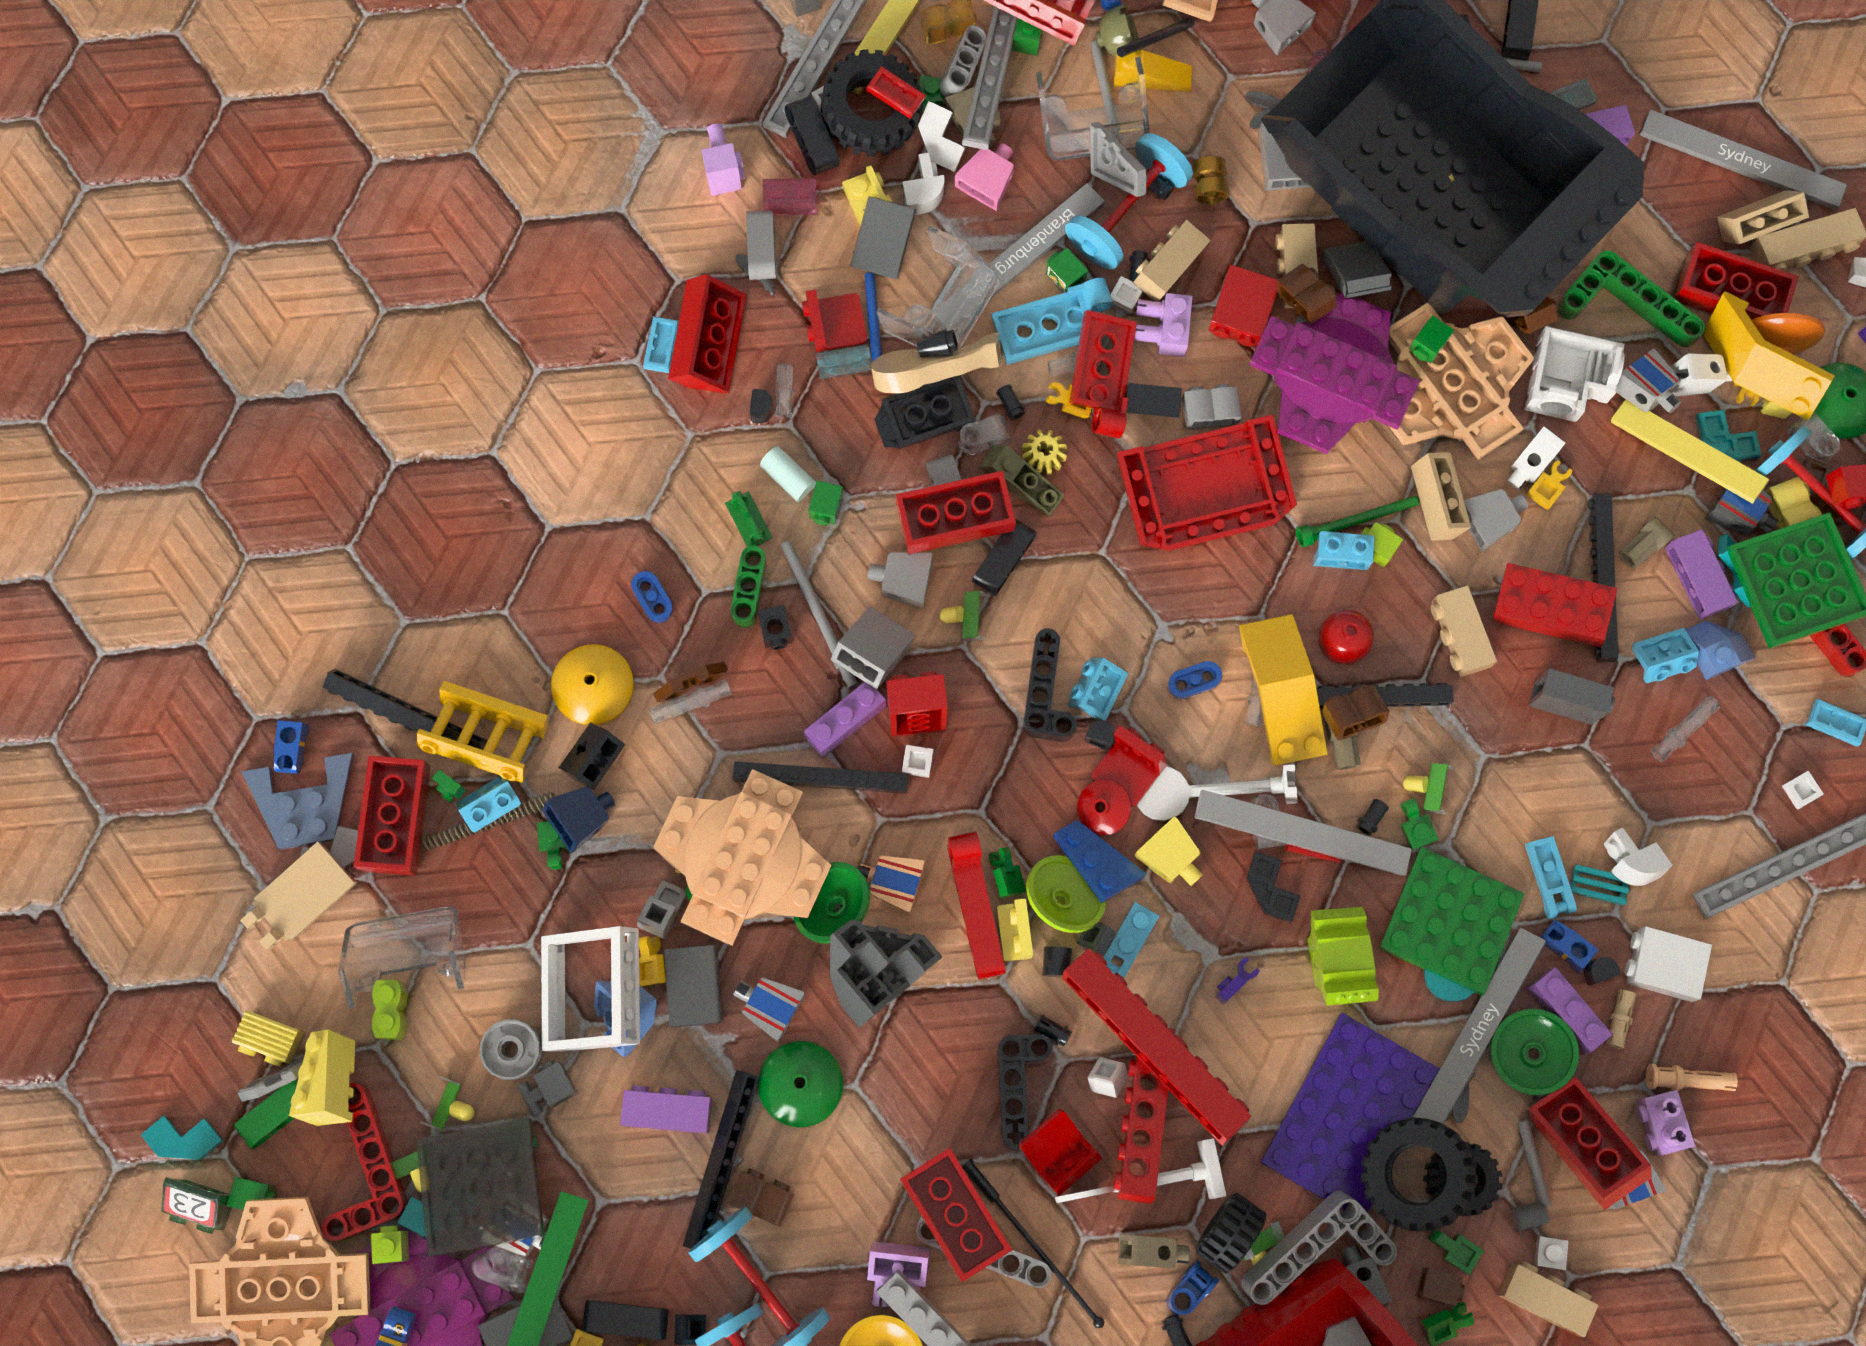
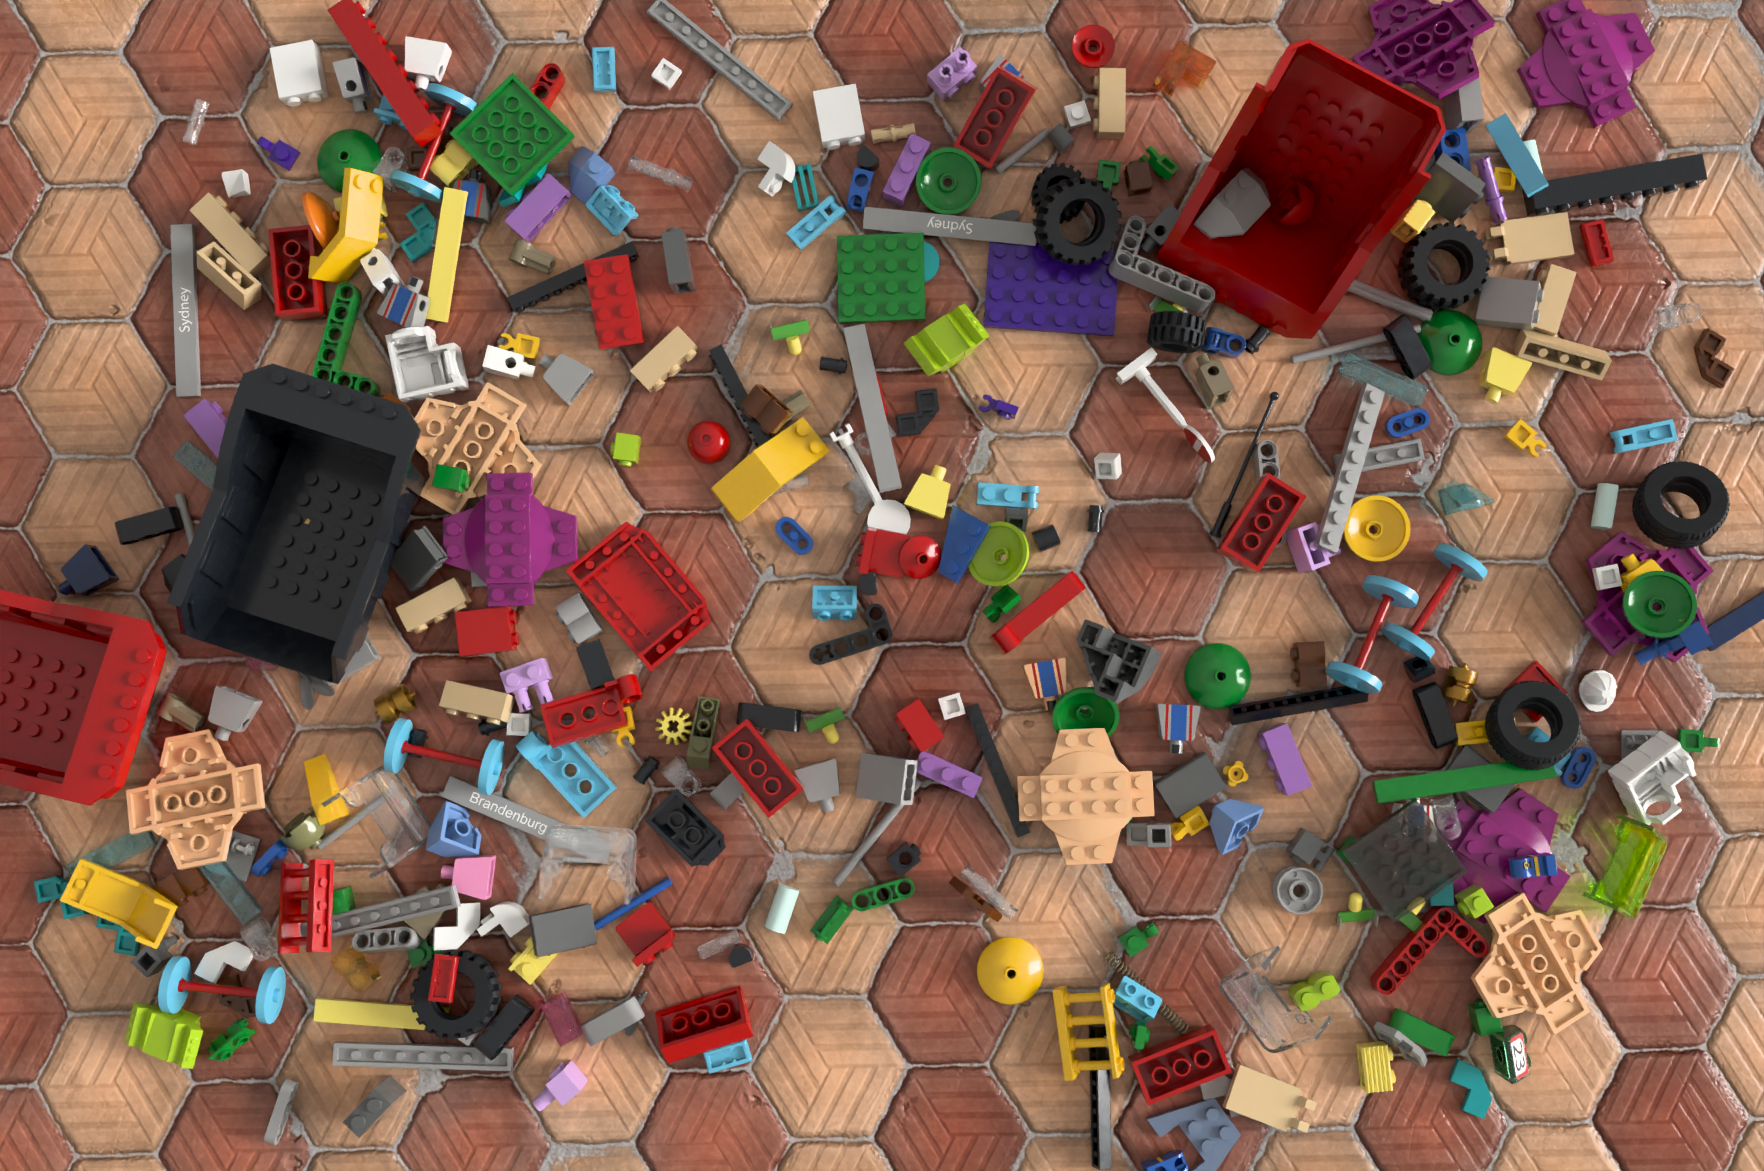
camera: 110 degrees left, 10 degrees up
(324, 1080) = (1386, 1010): light yellow wedge -> none
(578, 815) = (1112, 929): dark blue torso -> none
(592, 756) = (1065, 942): black brick -> none
(623, 982) = (1220, 833): white window -> none
(653, 597) = (925, 960): blue plate -> none
(684, 1053) = (1241, 773): none -> yellow plate
(825, 503) = (792, 868): green brick -> none
(843, 361) = (674, 911): clear light blue hinge -> none
(907, 371) = (658, 855): tan animal -> none
(938, 344) = (632, 844): black cone -> none
(1015, 931) = (1040, 578): light yellow bracket -> none
(1017, 1092) = (1150, 523): black beam -> none
(1041, 177) = (453, 833): none -> medium blue slope
(1059, 1152) = (1178, 473): red bracket -> none
(1065, 270) = (521, 778): green brick -> none
(1114, 163) = (419, 781): light grey wing -> none
(1141, 1187) = (1067, 438): red brick -> none
(1155, 37) = (295, 800): black bar -> none
(1156, 1046) = (1077, 439): red brick -> none
(1307, 293) = (458, 586): reddish brown brick -> none
(1308, 534) = (644, 503): green piece -> none
(1344, 550) = (644, 471): medium azure bracket -> none
(1417, 829) = (826, 329): green plate -> none
(1440, 496) = (569, 420): tan brick -> none
(1642, 1309) = (1096, 37): none -> red dish
(1678, 1078) = (915, 78): light nougat pin -> none

